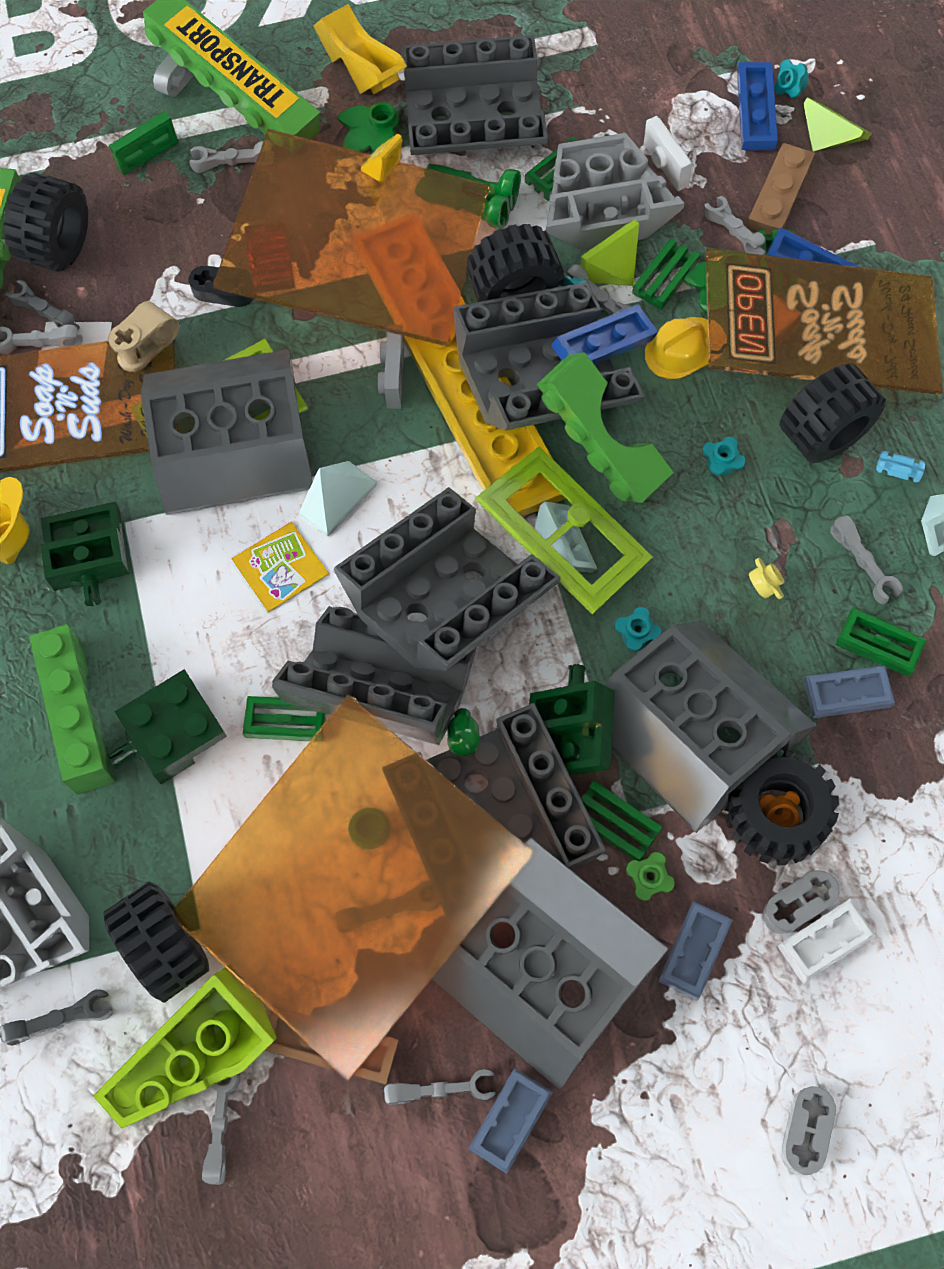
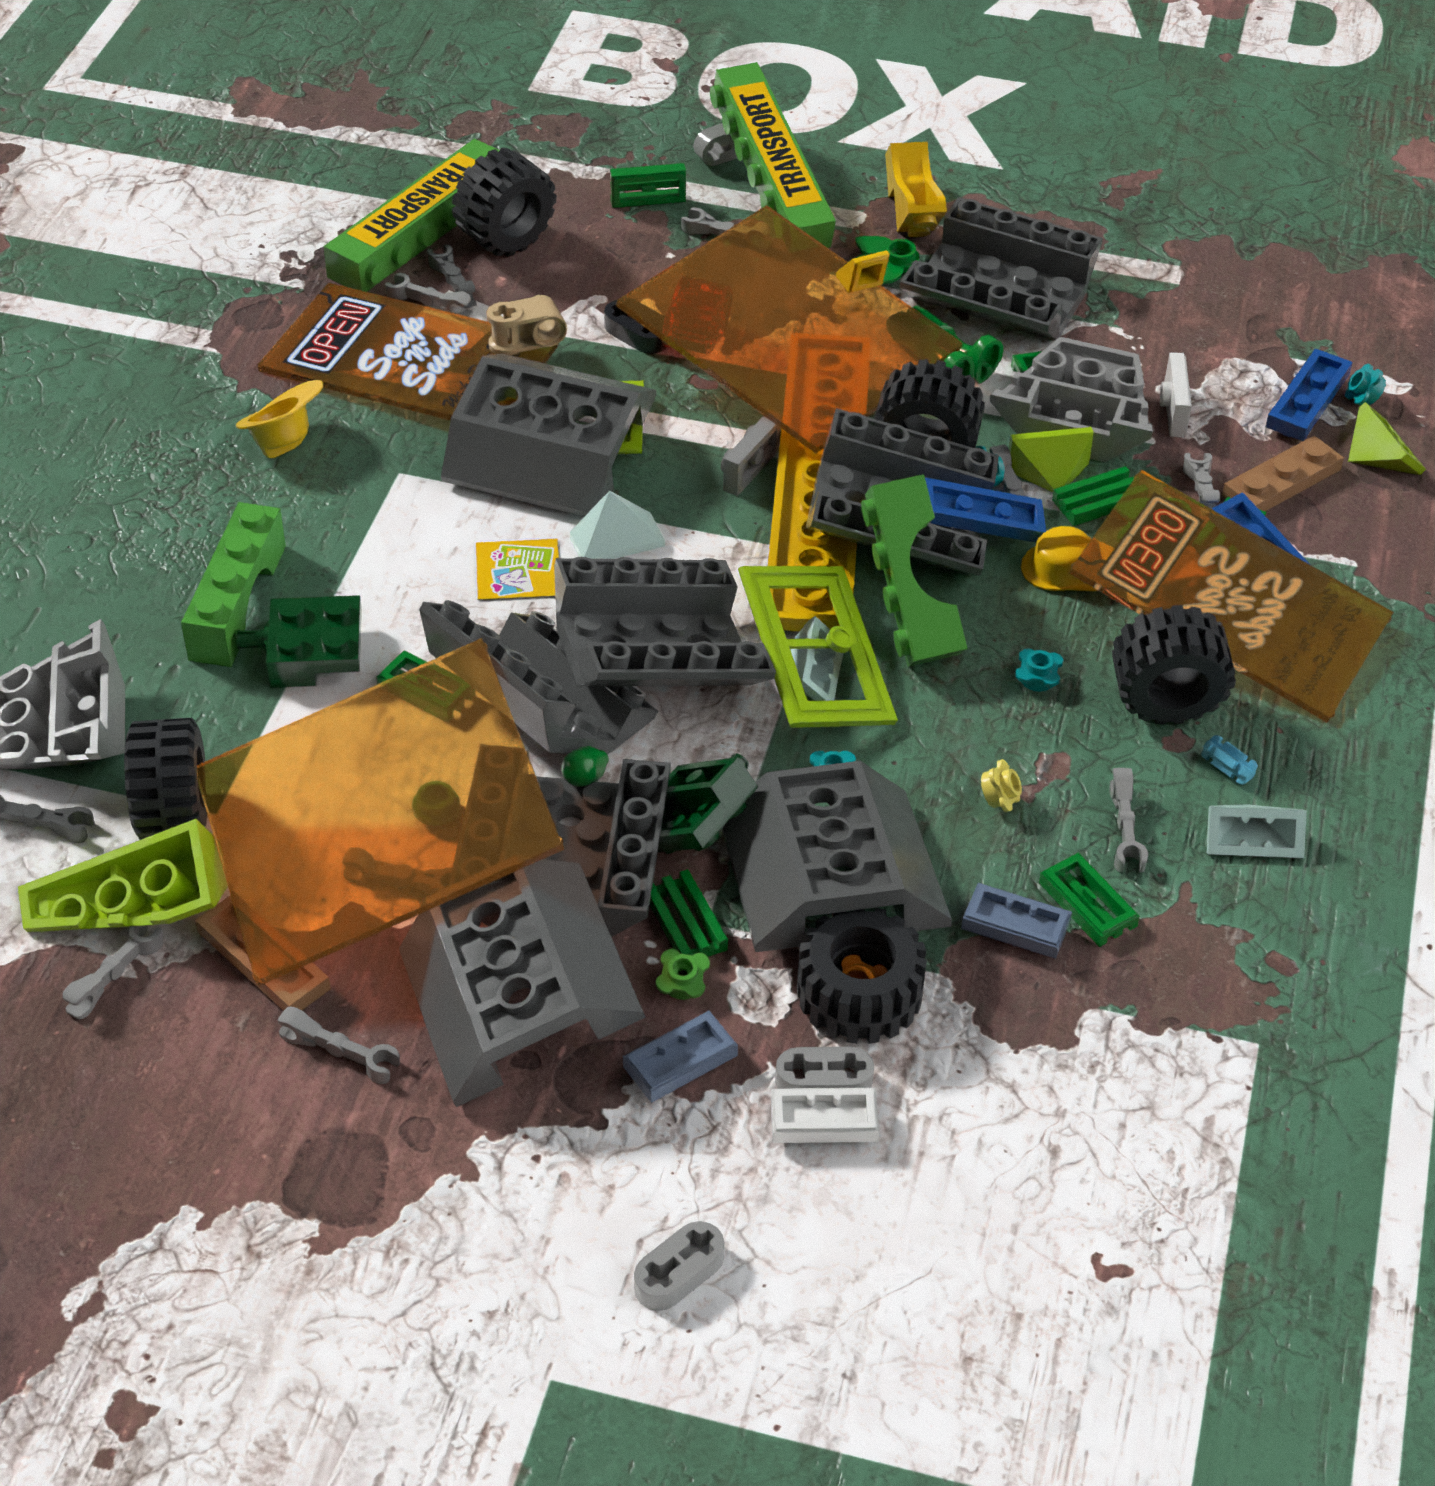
camera: 25 degrees right, 20 degrees down
(84, 549) = (342, 471): dark green plate -> none
(510, 1121) = (385, 1100): sand blue plate -> none

